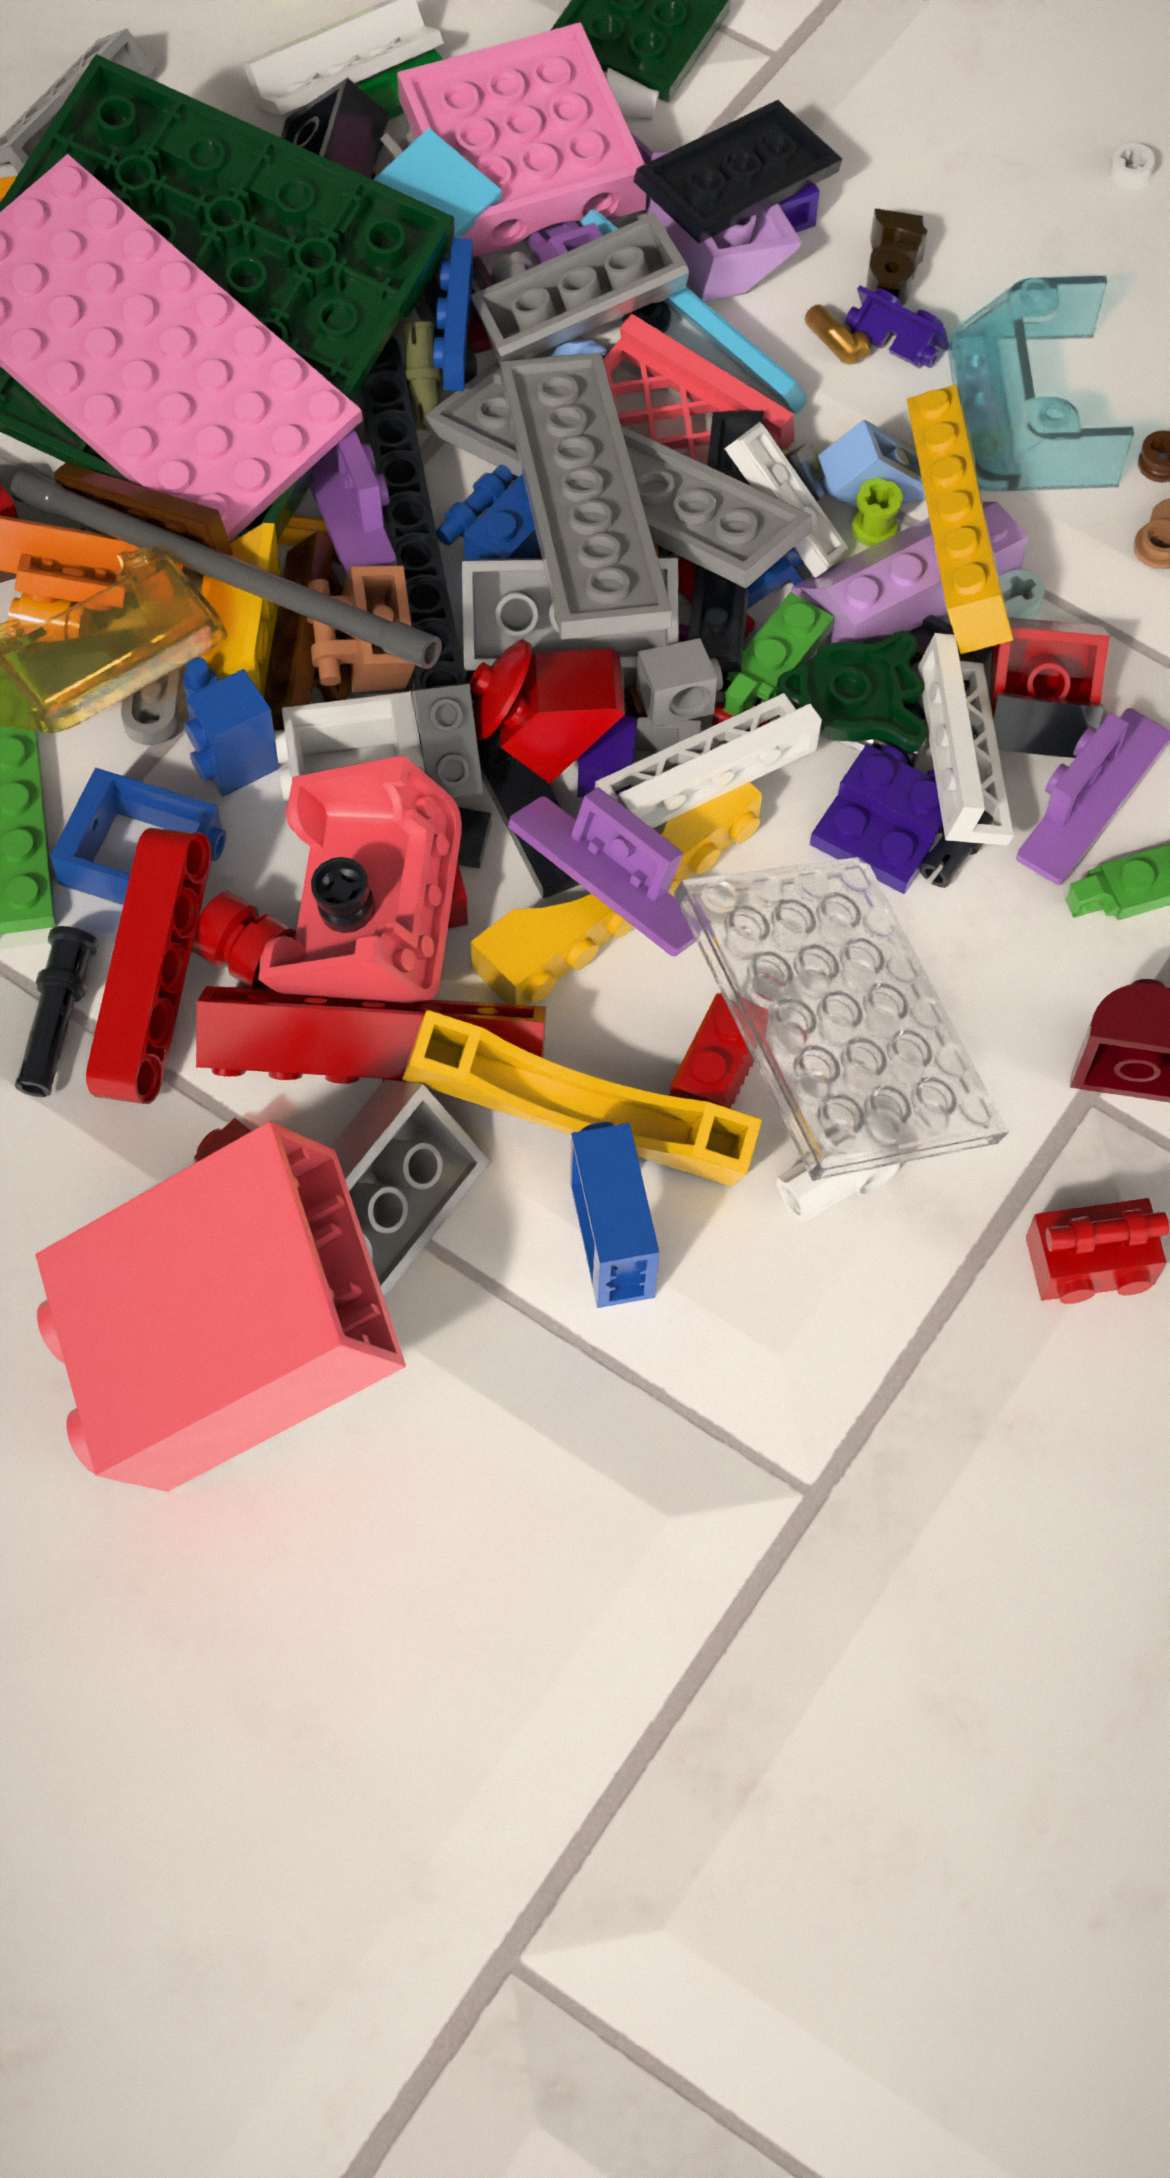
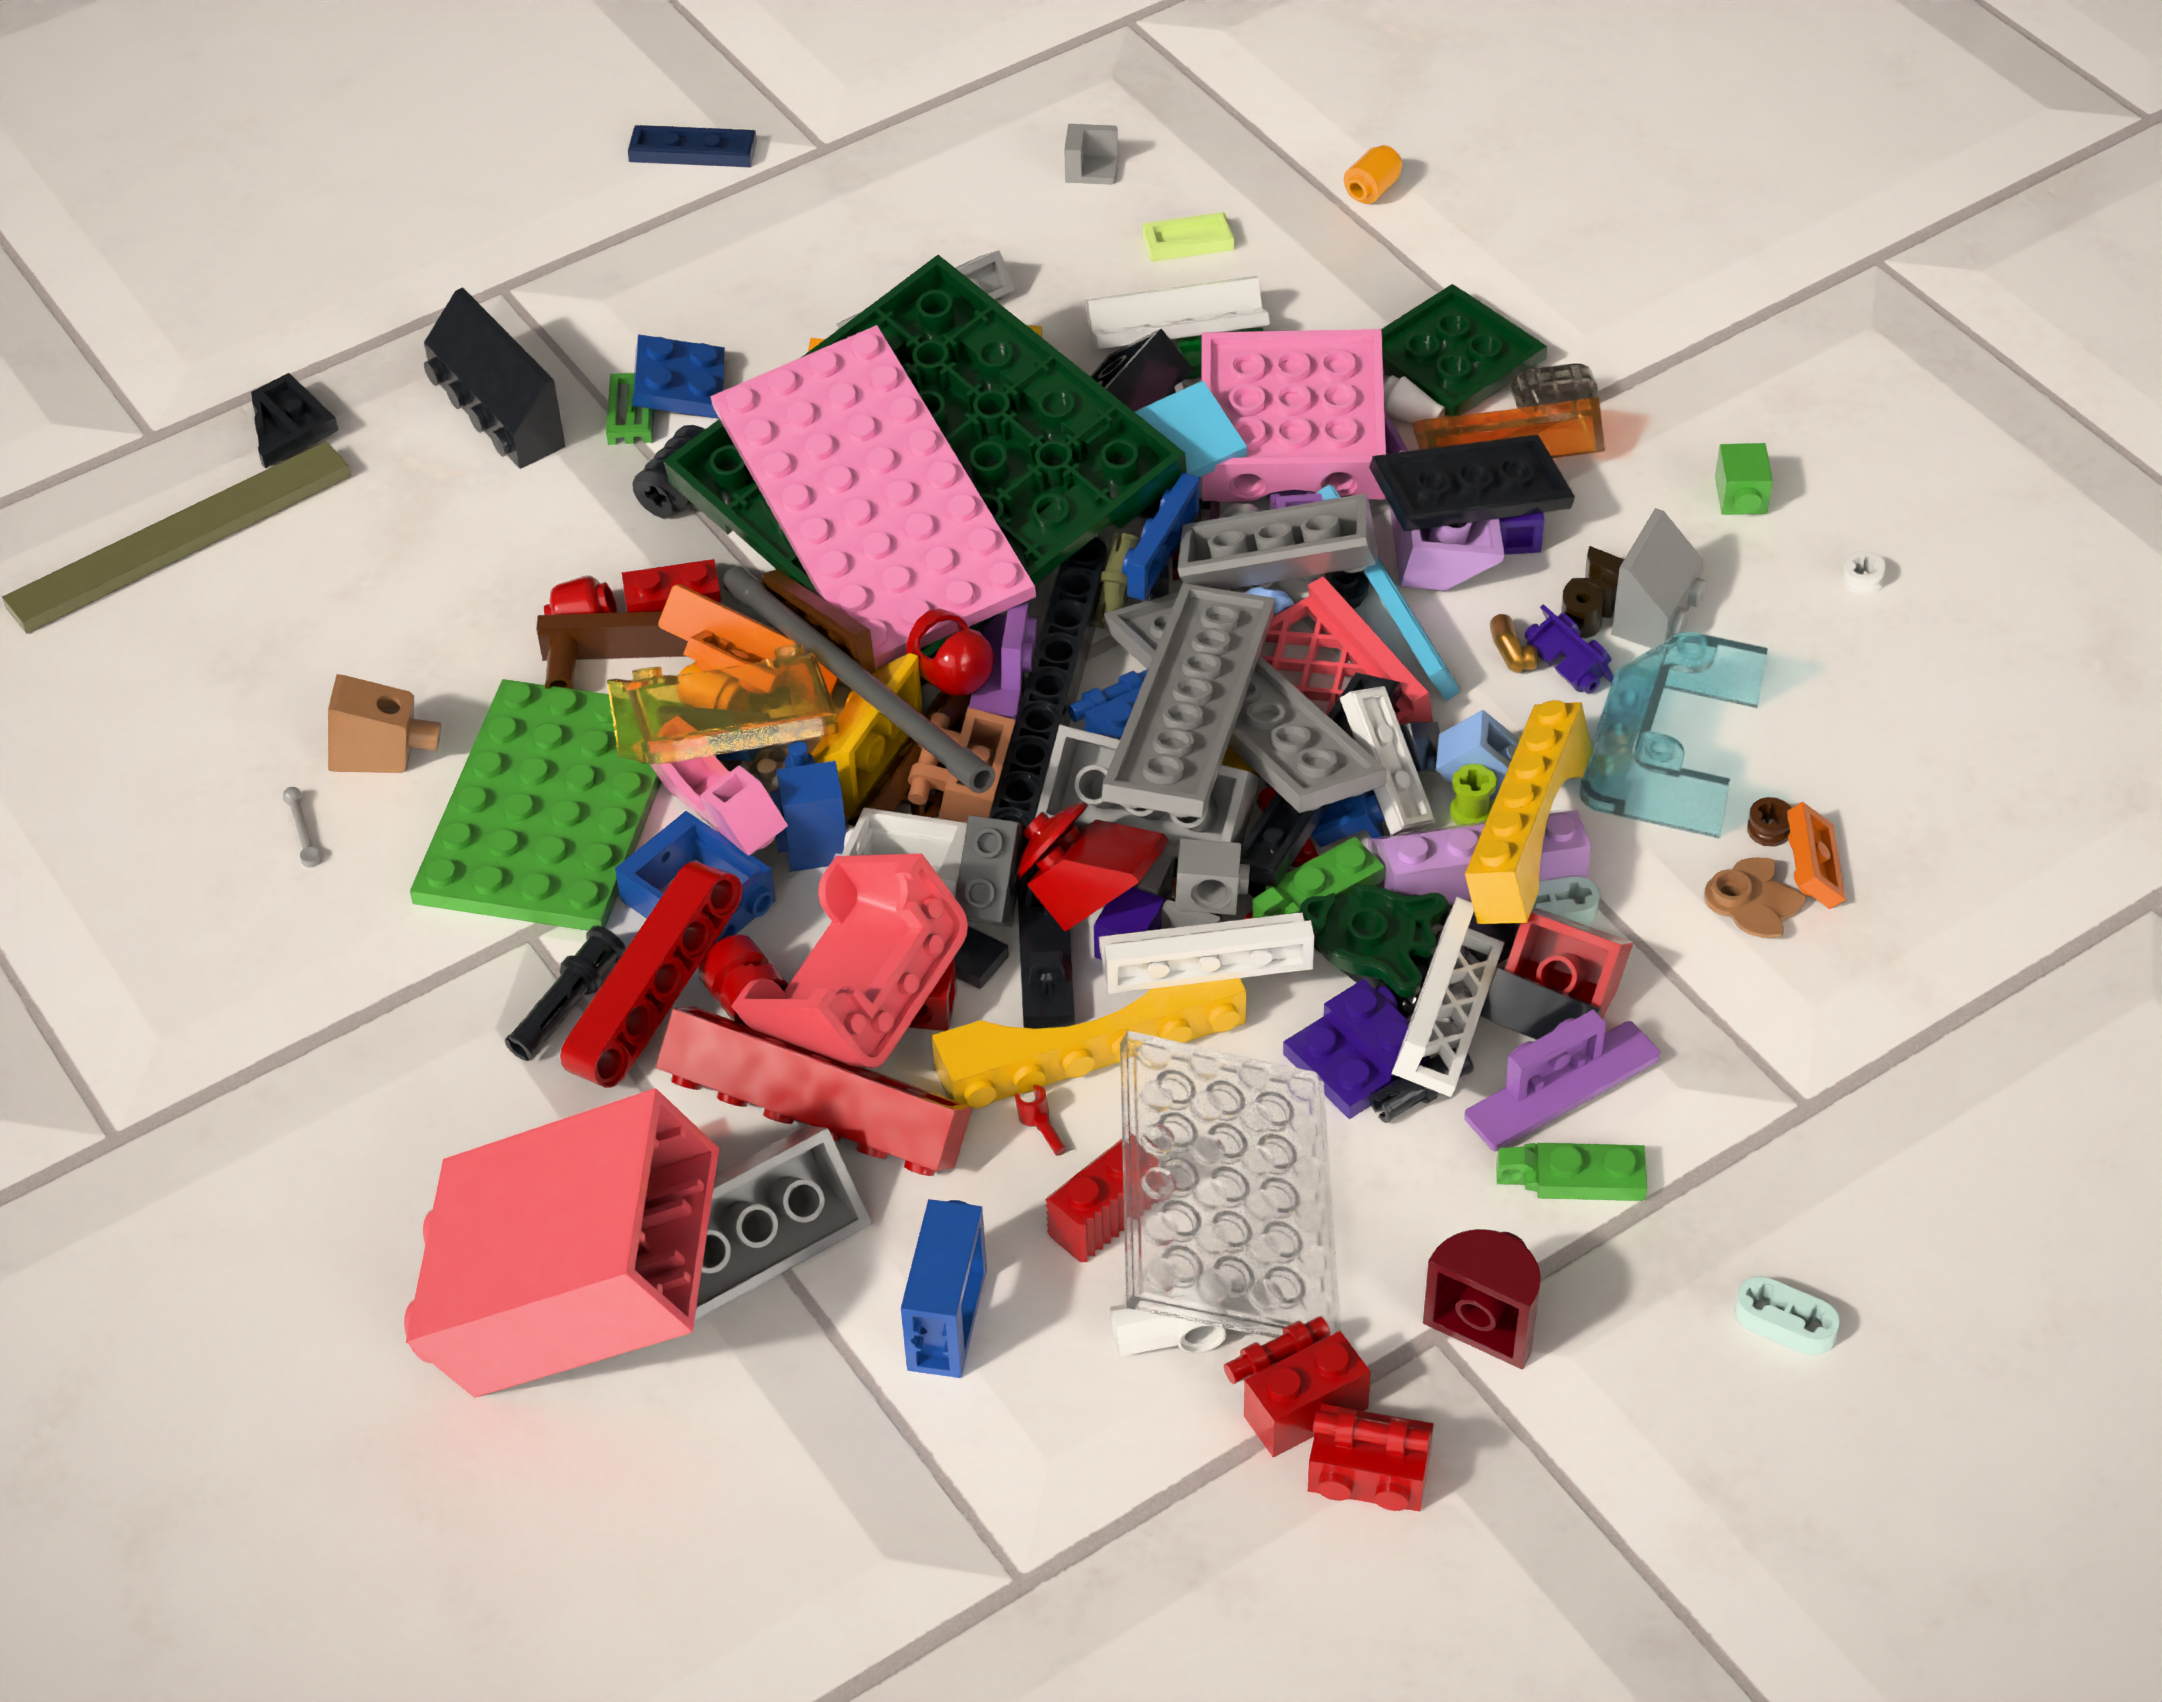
camera: 25 degrees right, 15 degrees down
(150, 748) = (726, 800): none -> bright pink arch
(321, 512) = (961, 662): none -> red helmet
(340, 881) = (834, 958): black wheel -> none
(505, 1078) = (1021, 1232): yellow arch -> none
(602, 990) = (1037, 1115): none -> red hand
(614, 860) = (1078, 1001): medium lavender bracket -> none
(755, 42) = (1553, 385): none -> clear smoke beam
(793, 77) = (1563, 427): none -> clear orange windscreen
(958, 235) = (1657, 584): none -> light grey slope
(981, 94) = (1743, 478): none -> bright green brick
(1002, 1207) = (1293, 1378): none -> red brick

